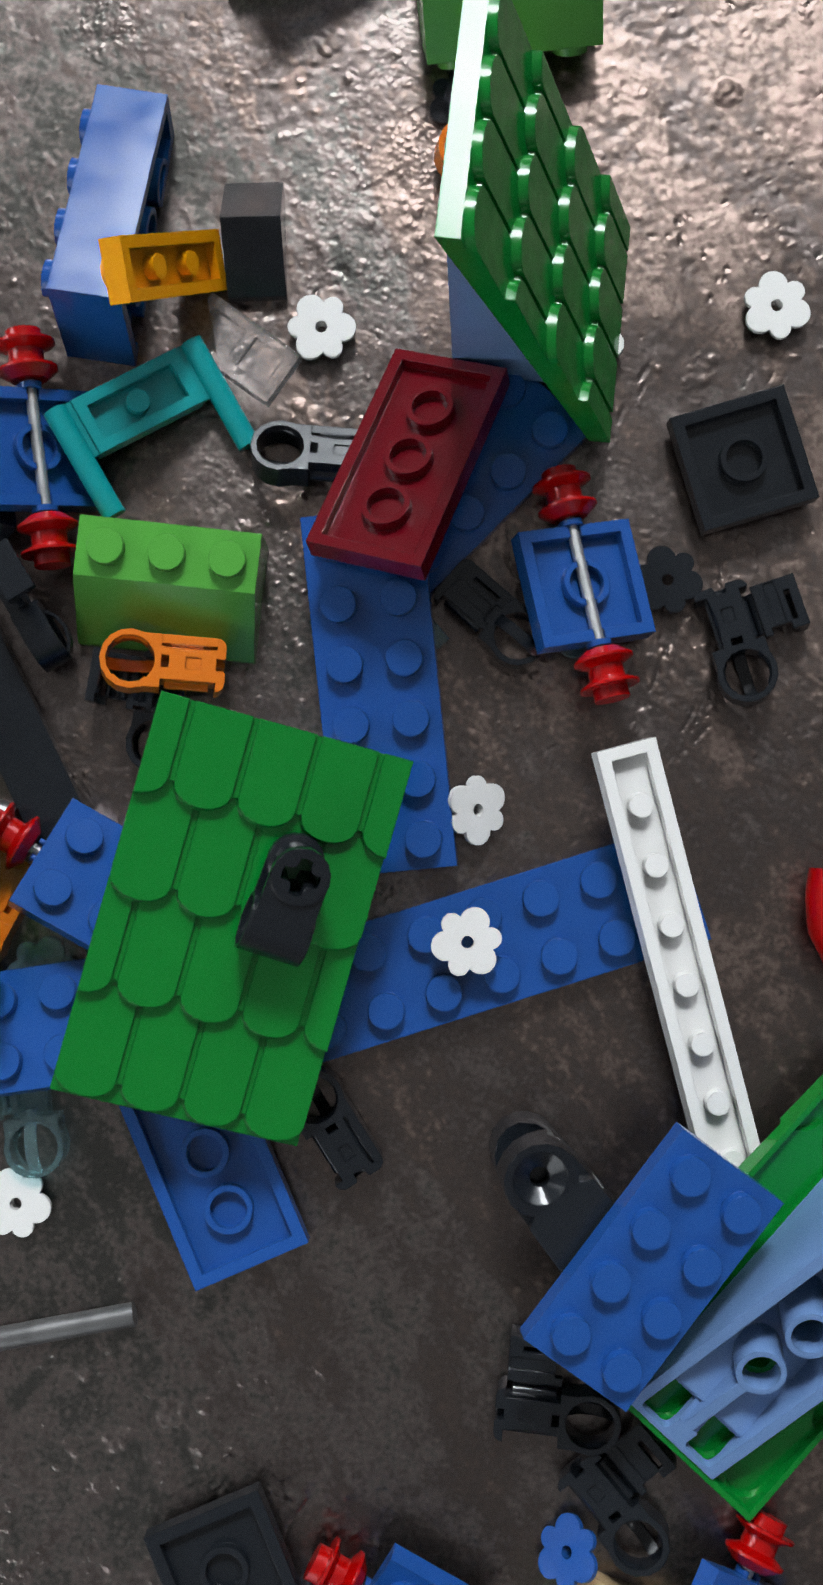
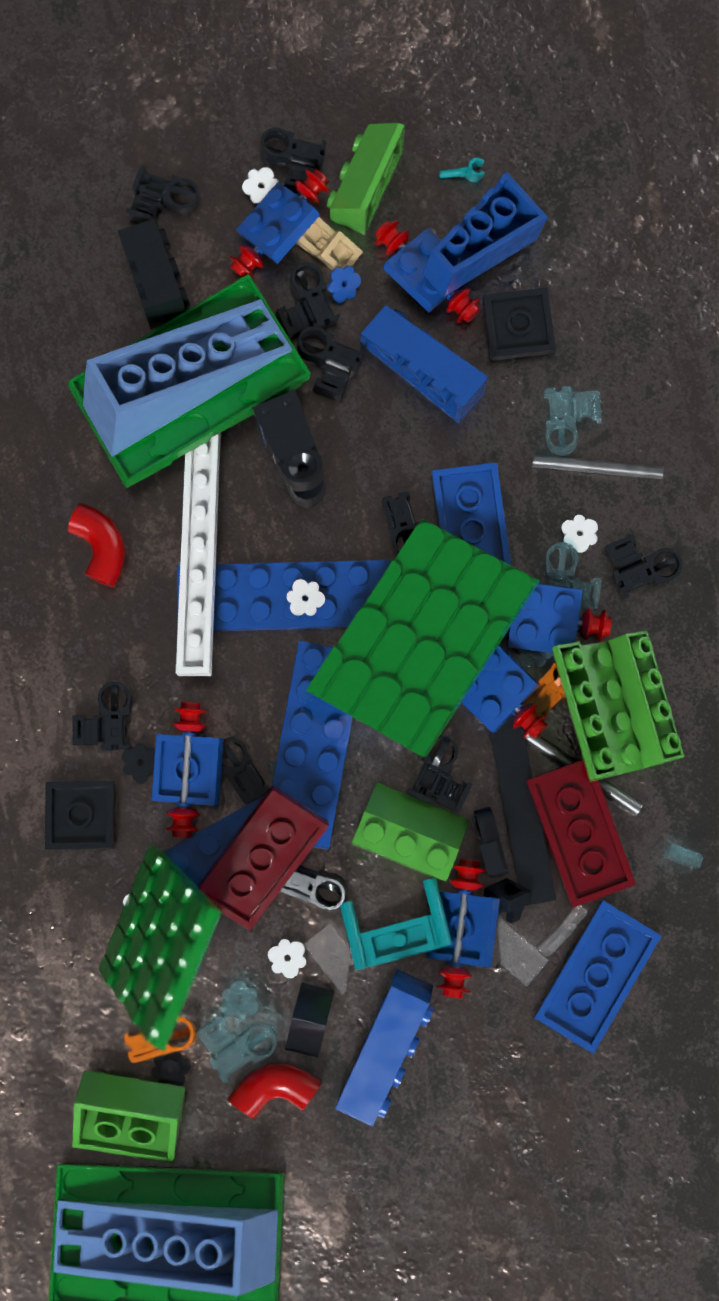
camera: 170 degrees left, 5 degrees down
(85, 1427) = (570, 409): none -> clear light blue piece
(162, 265) = (363, 1002): light orange plate -> none
(178, 663) = (418, 789): orange piece -> none
(284, 118) = (274, 1082): none -> red cylinder
(284, 910) = (393, 632): black piece -> none
(372, 150) = (229, 1049): none -> clear light blue piece
(375, 222) = (232, 1008): none -> clear light blue plant
(376, 1443) = (424, 363): none -> blue wedge
(476, 809) = (279, 668): white plant -> none
(650, 1267) = (260, 409): blue plate -> none
(787, 297) = (25, 891): white plant -> none

